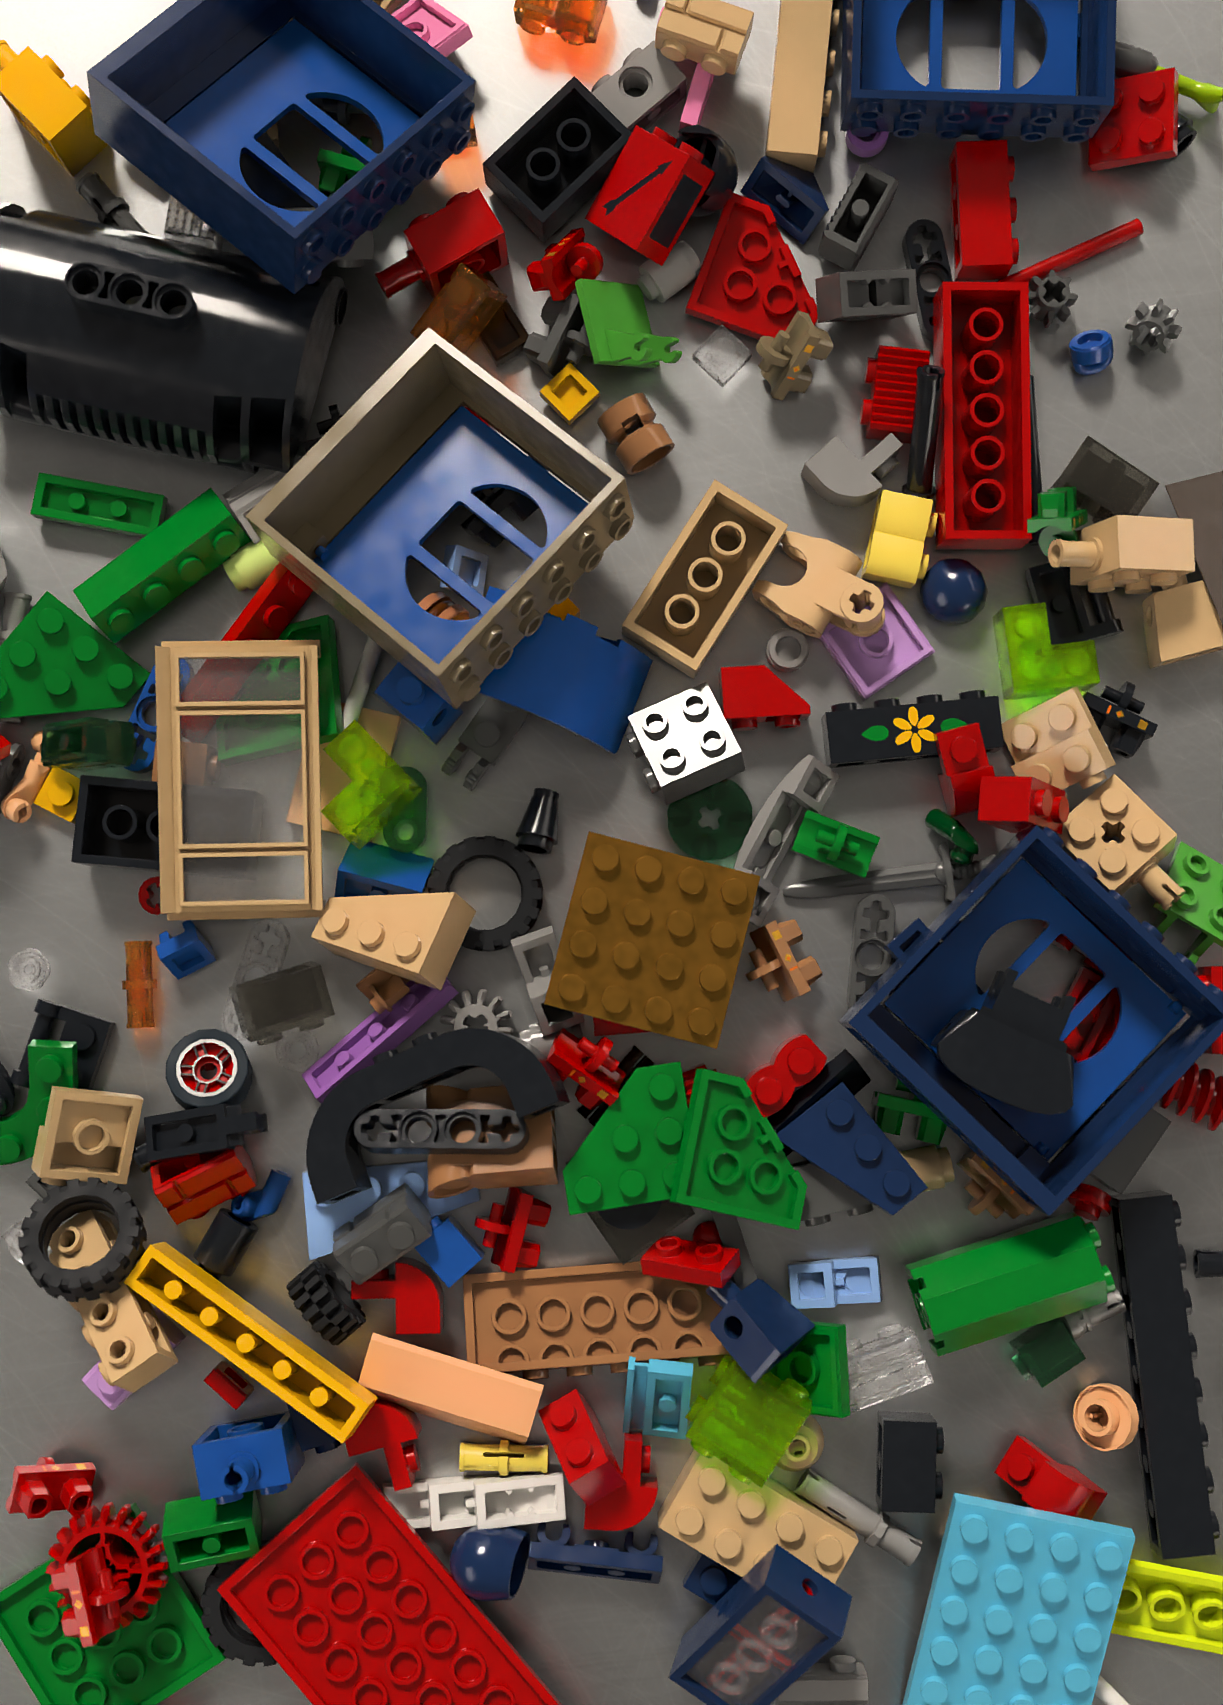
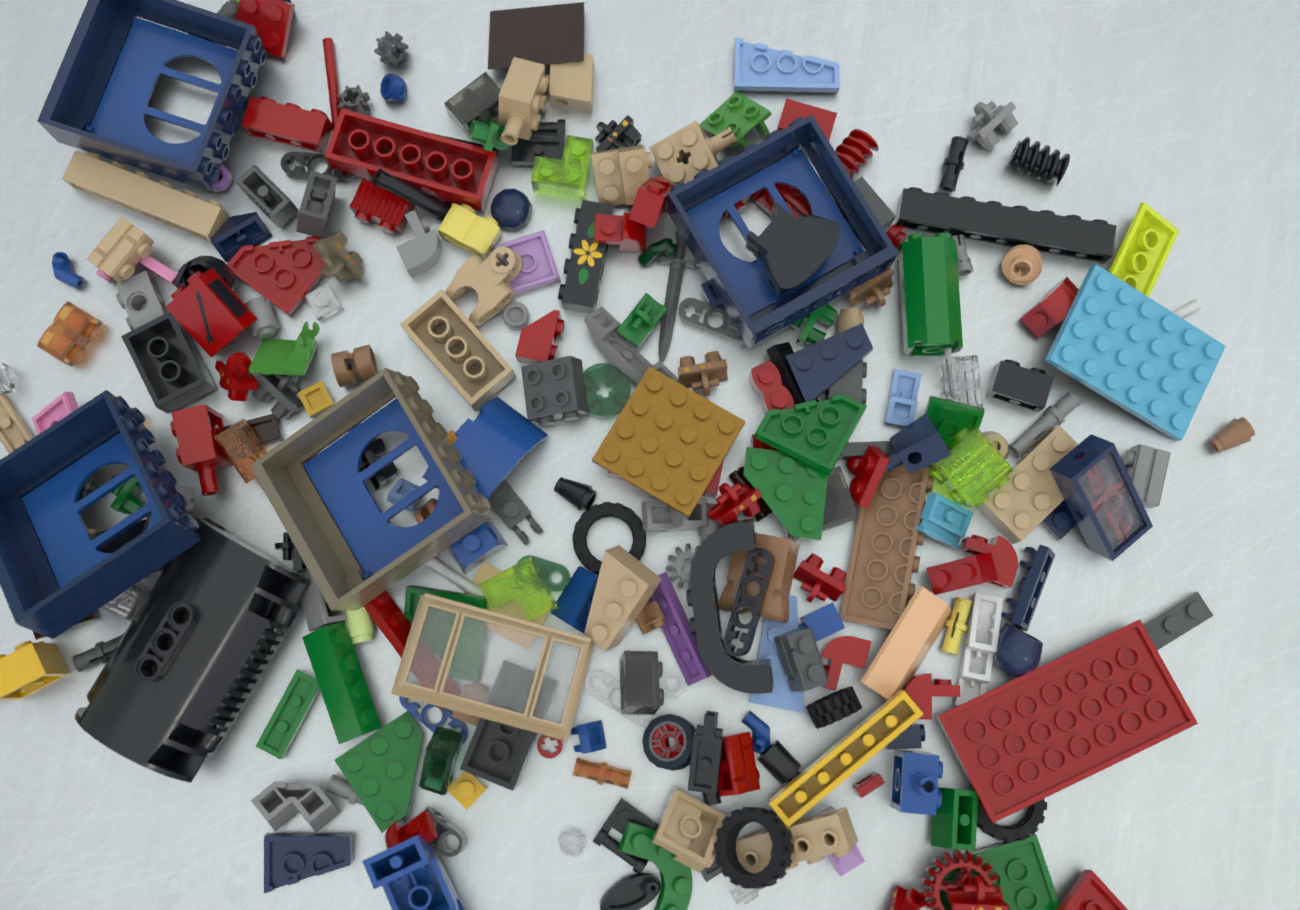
camera: 75 degrees left, 5 degrees down
(18, 802) = (464, 819): light nougat arm -> none
(1045, 1352) = (976, 287): clear green brick -> none

